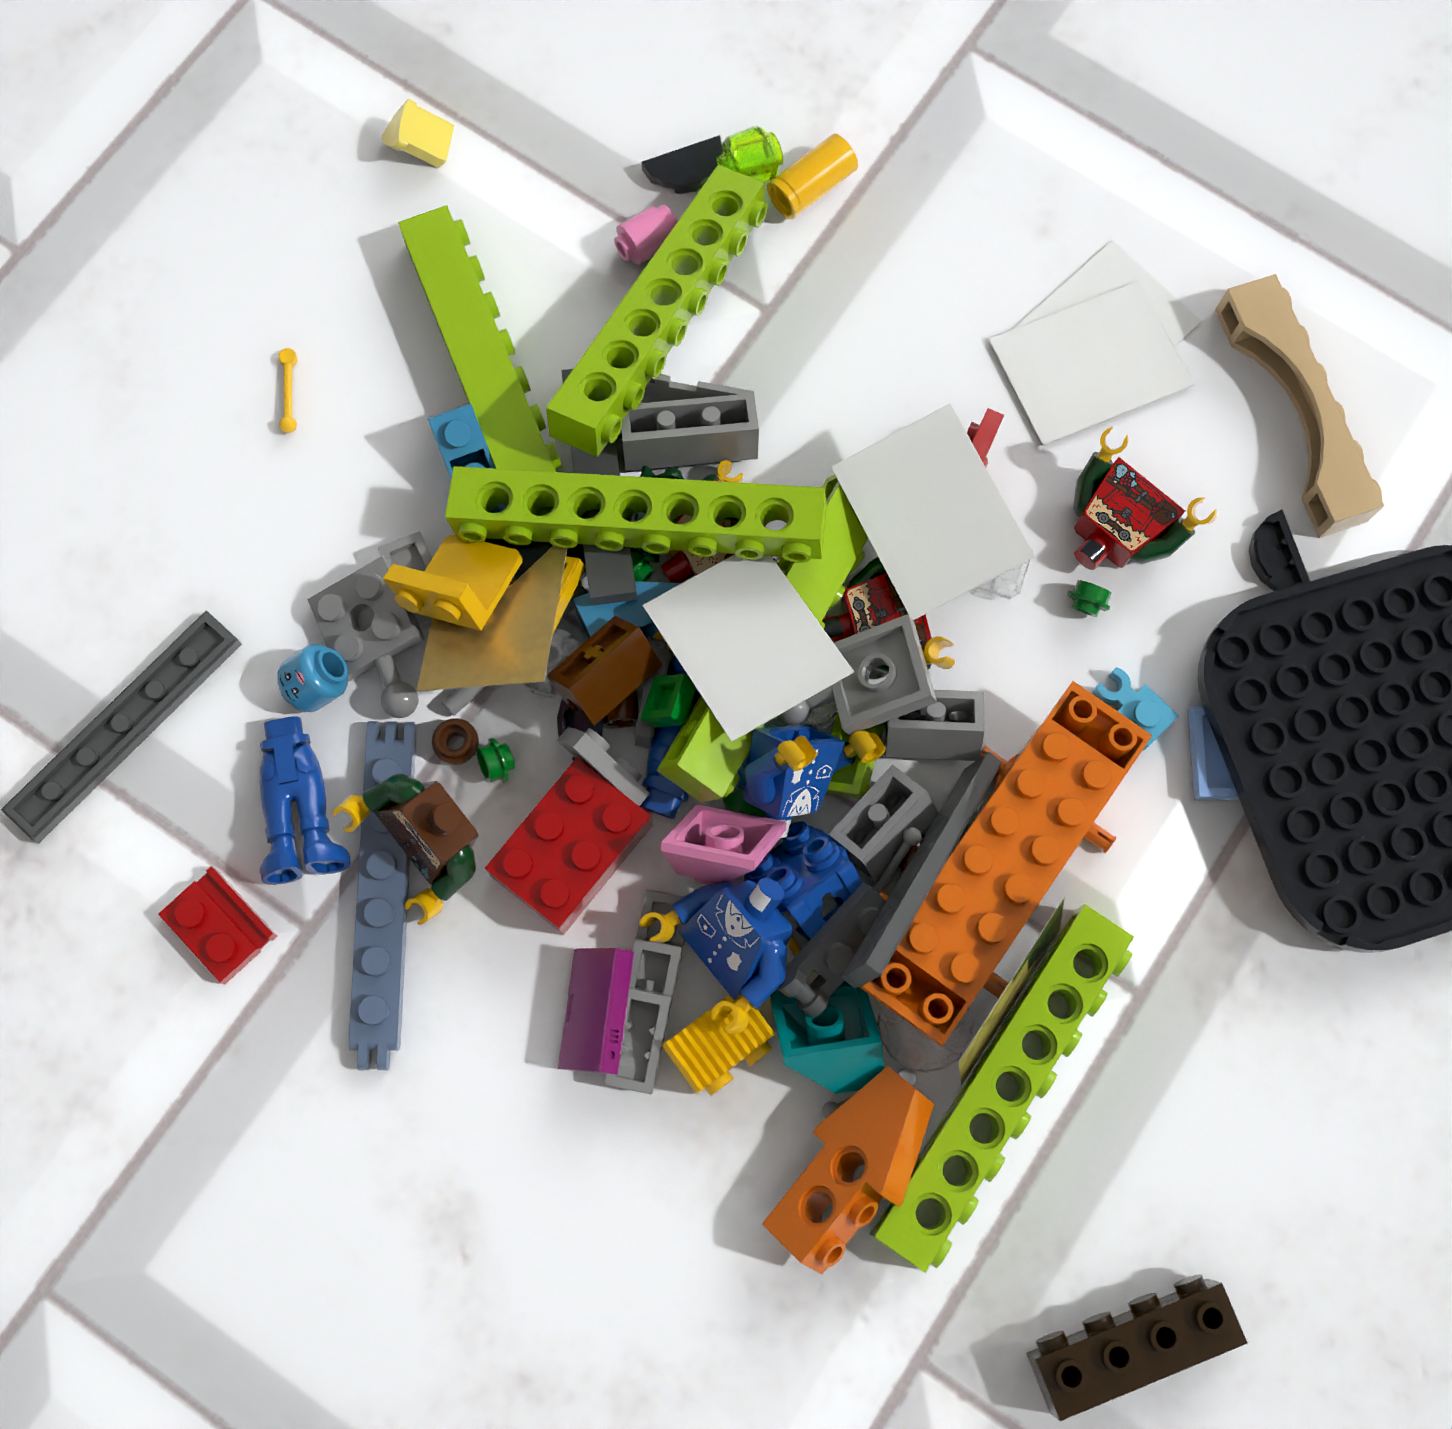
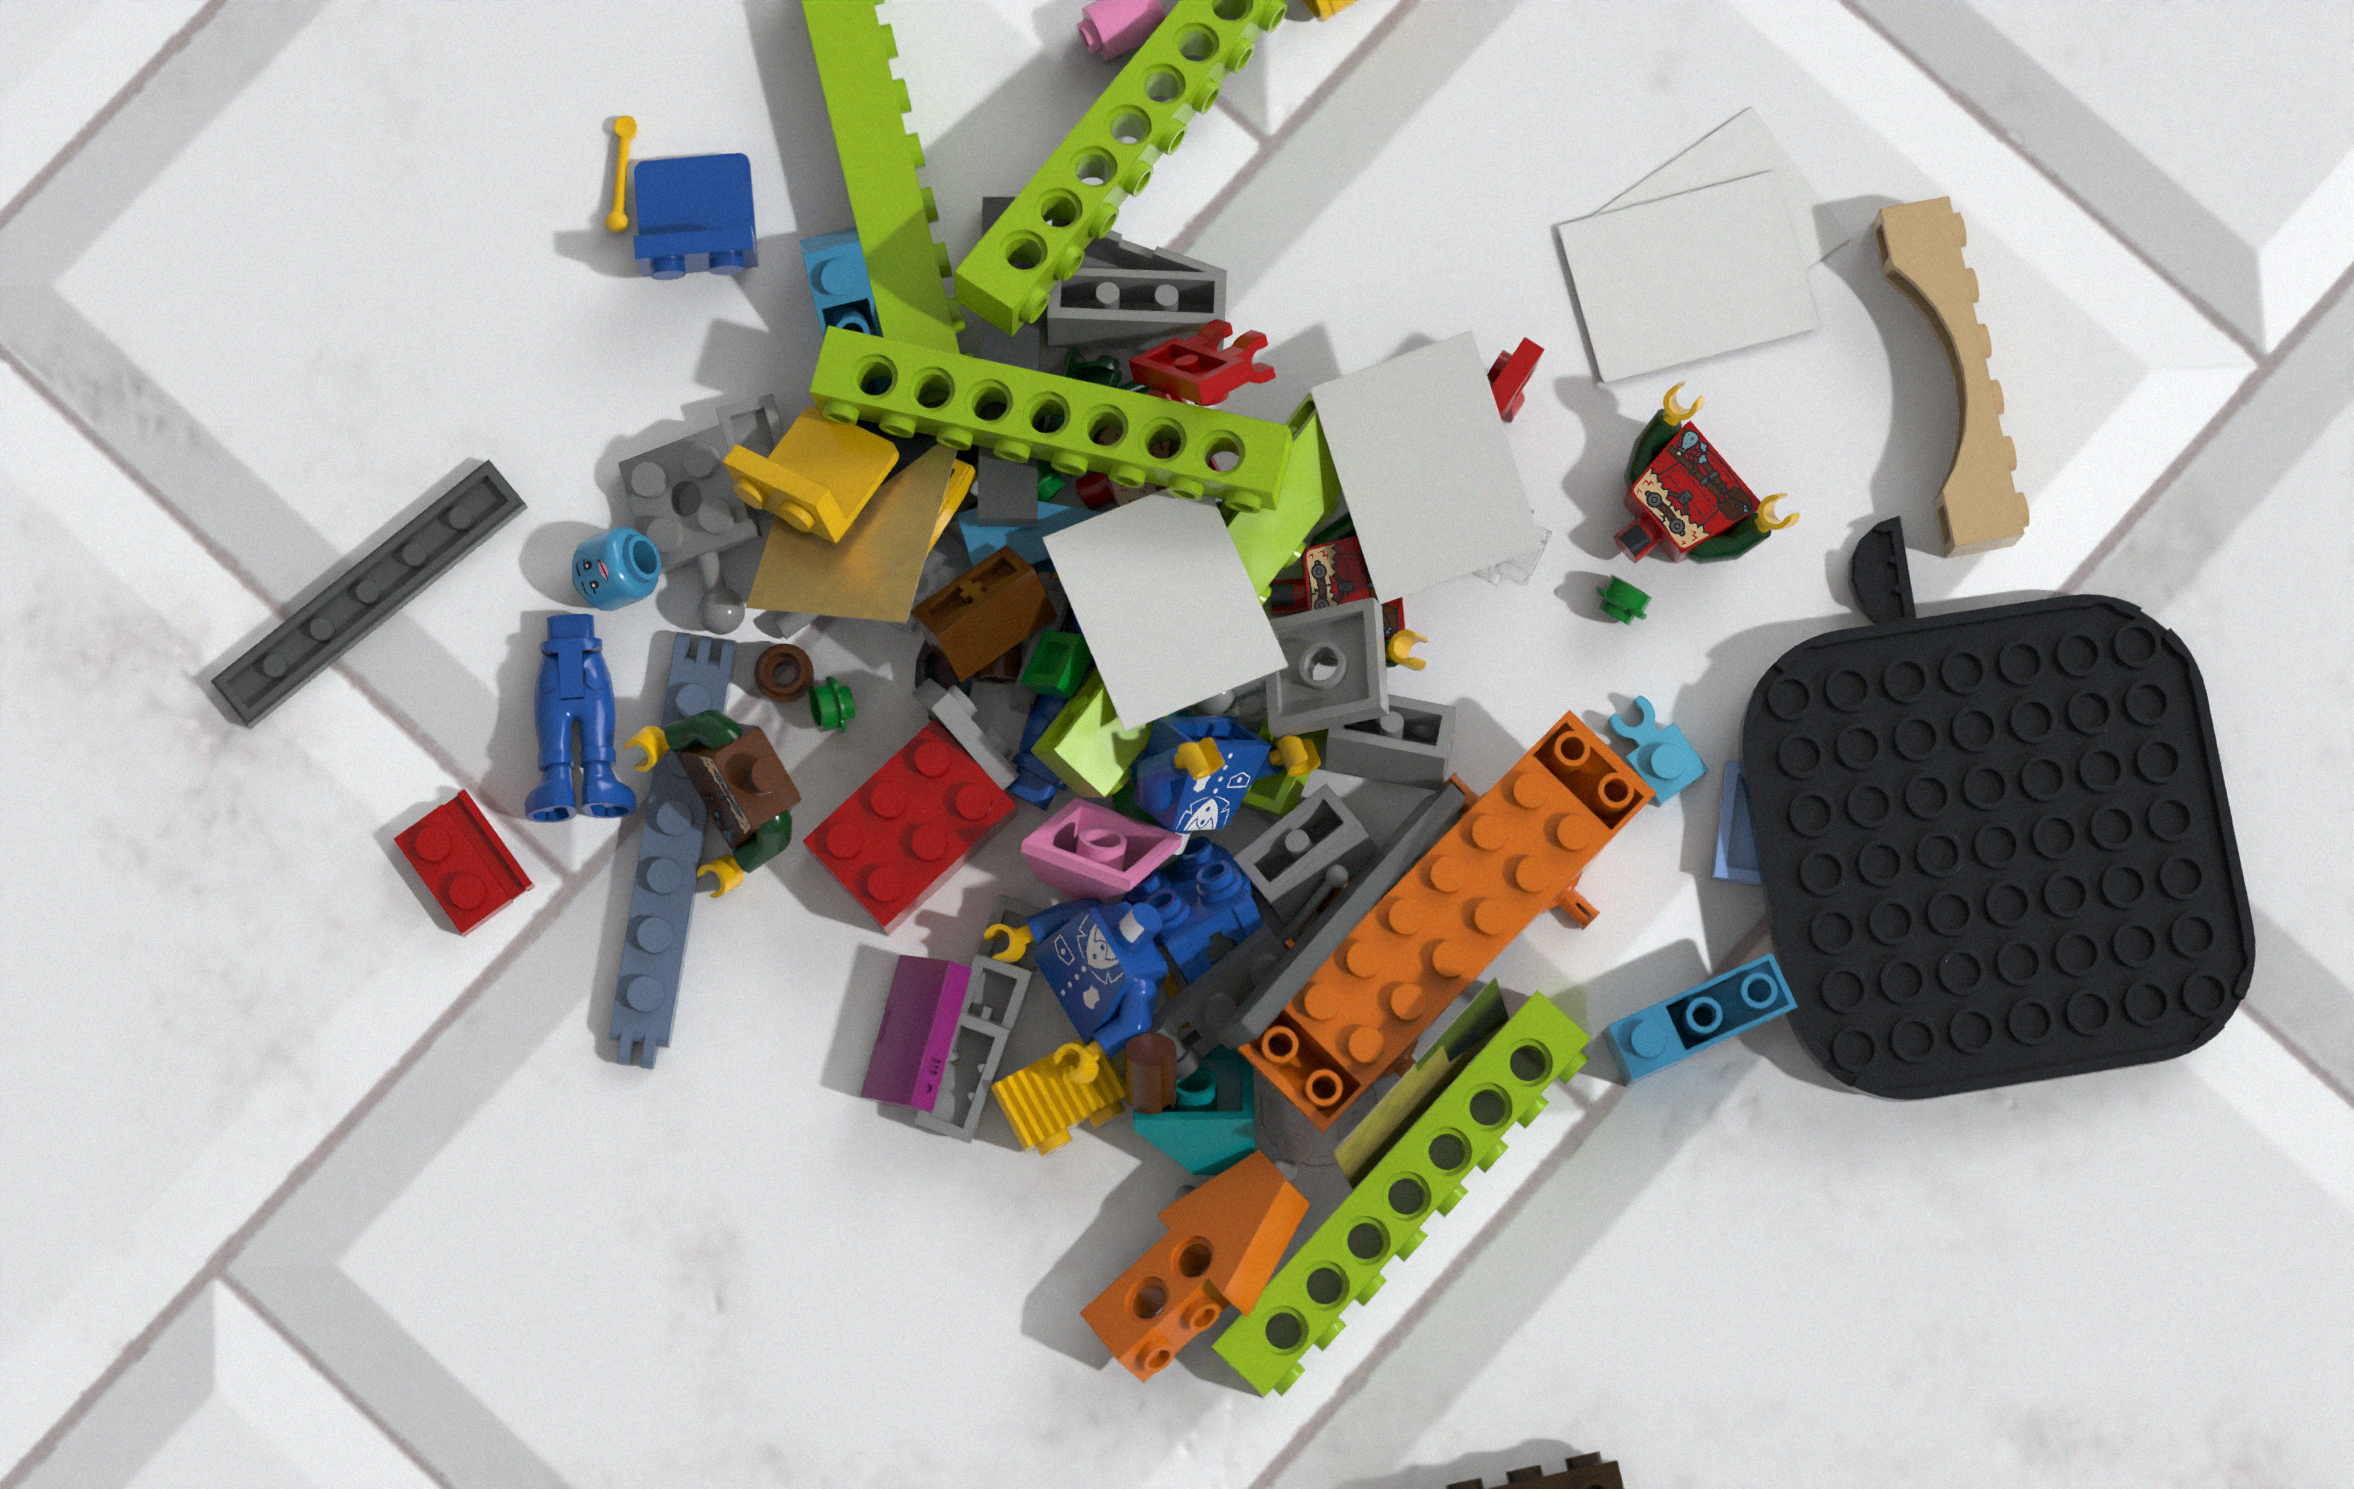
camera: 10 degrees right, 5 degrees up
(345, 412) = (695, 216): none -> blue bracket
(748, 456) = (1197, 370): none -> red plate
(791, 1016) = (1150, 1073): none -> reddish brown piece
(1212, 910) = (1698, 1019): none -> dark azure slope

